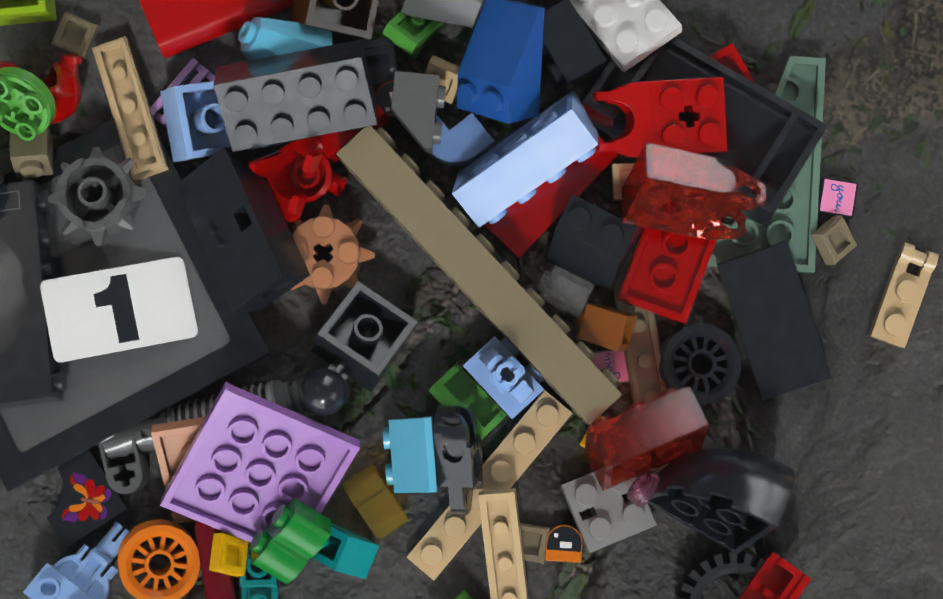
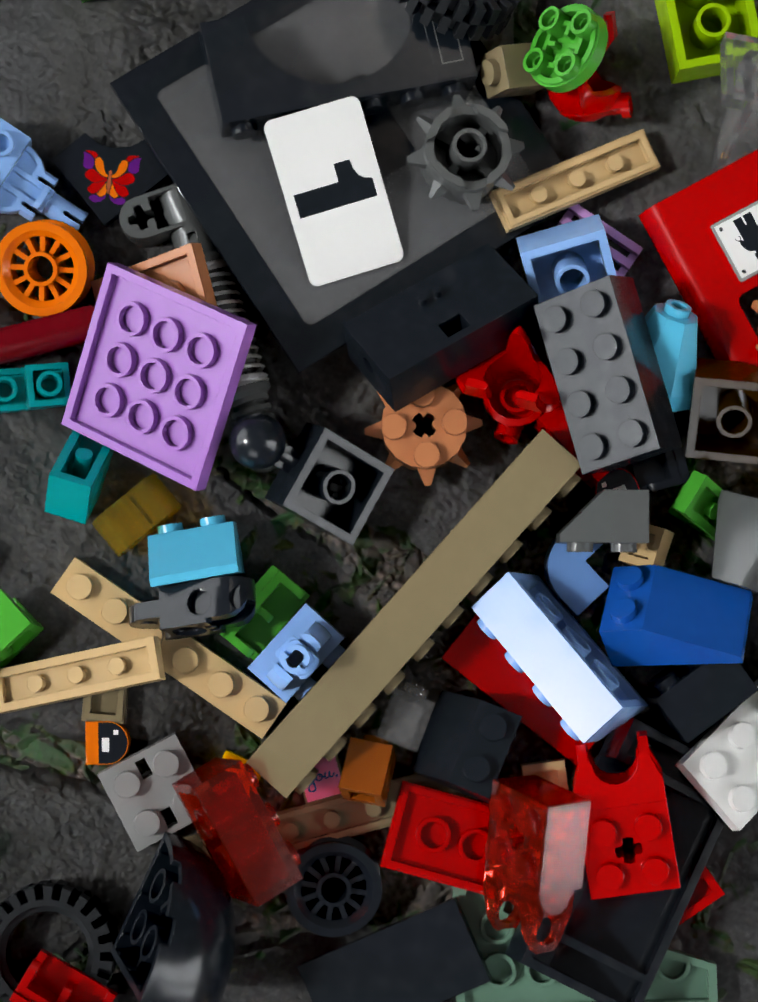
camera: 80 degrees right, 0 degrees up
(75, 35) = (656, 108): dark tan tile -> none
(228, 555) = (58, 348): yellow tile -> none
(290, 540) = (80, 419): green brick -> none
(643, 488) = (178, 832): clear pink tile -> none

